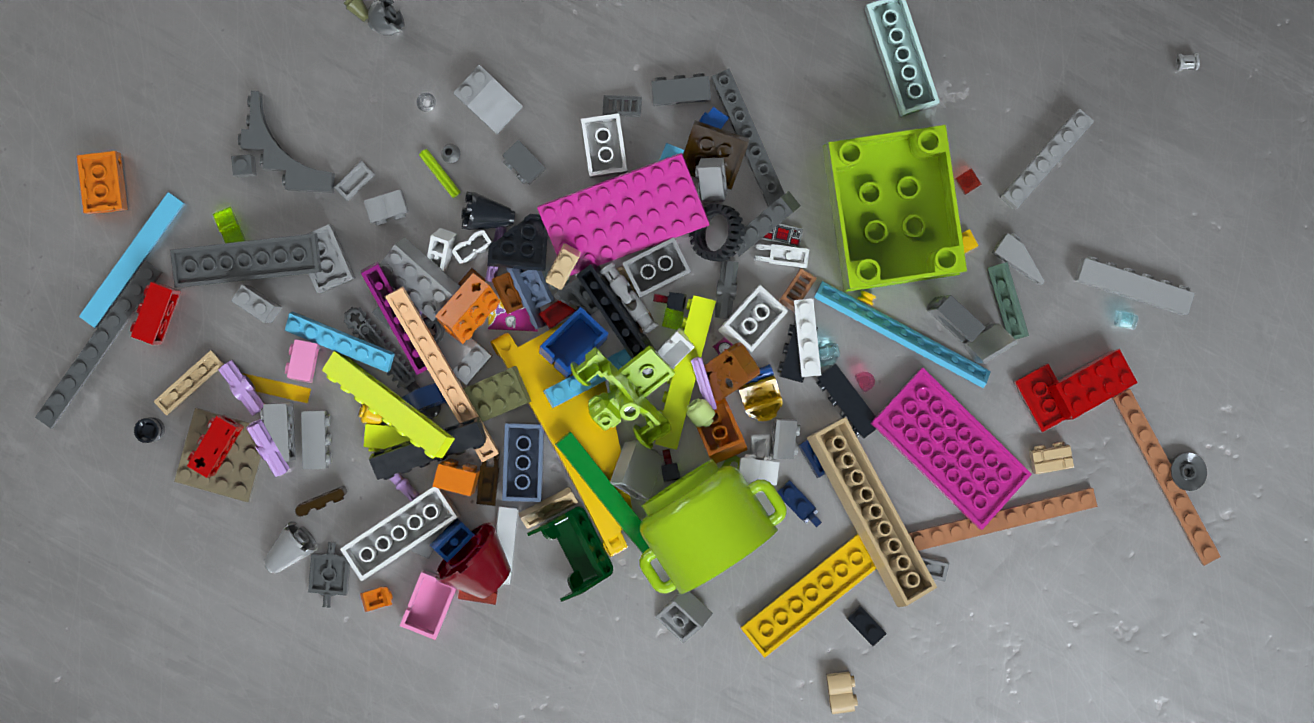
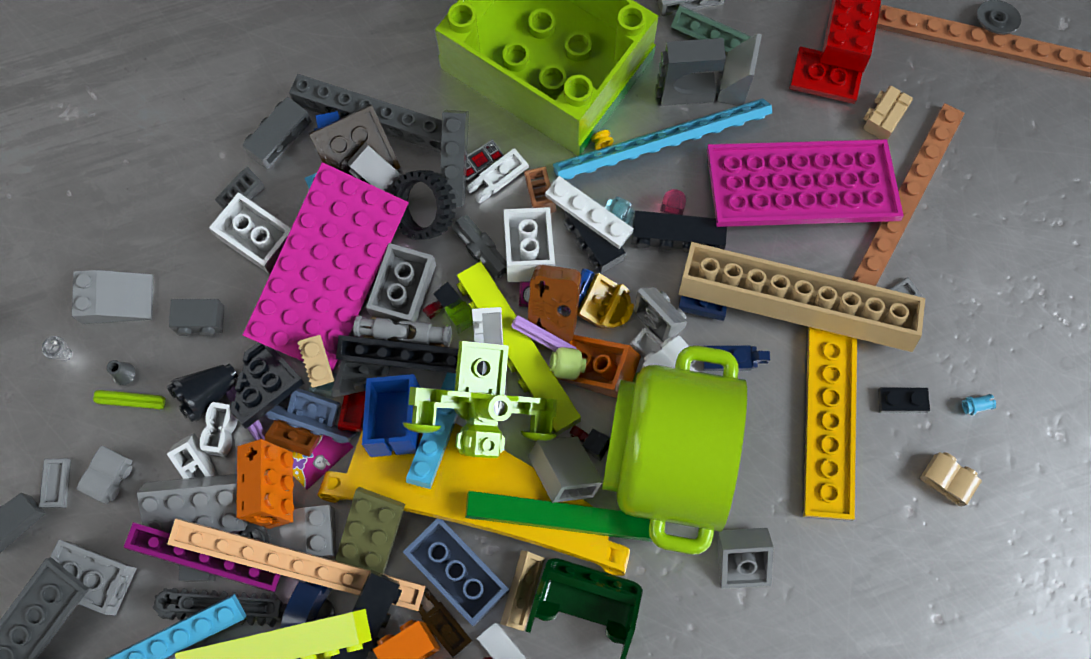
camera: 45 degrees left, 15 degrees down
(902, 670) = (974, 405): none -> medium azure pin

